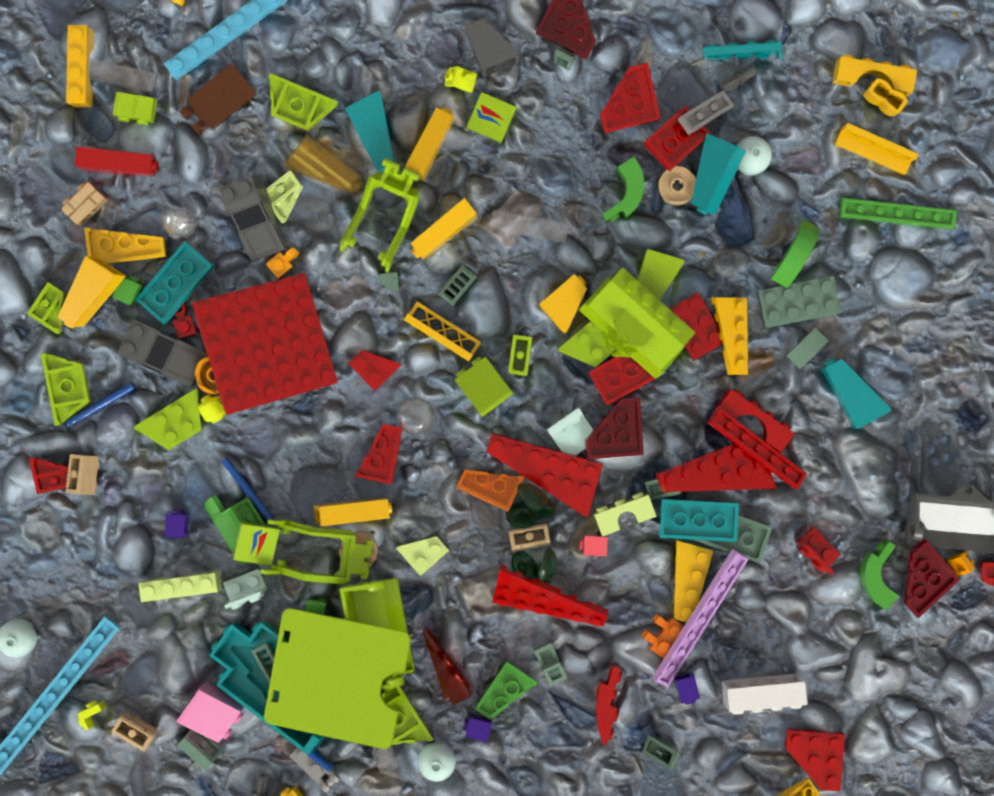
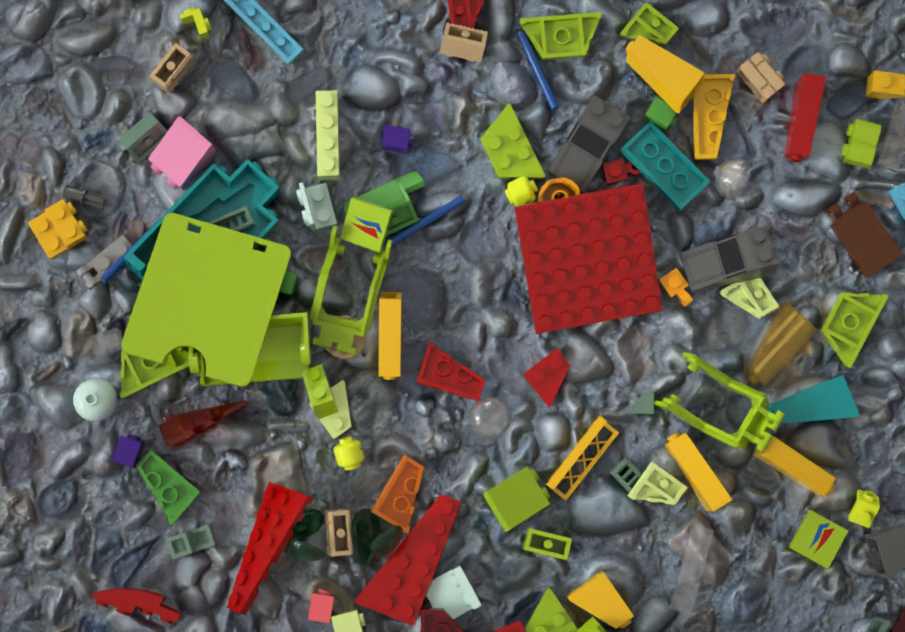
camera: 90 degrees right, 5 degrees down
(408, 568) = (319, 391): none -> lime brick
(460, 263) = (657, 486): none -> yellowish green wing
(460, 535) = (349, 453): none -> neon yellow head

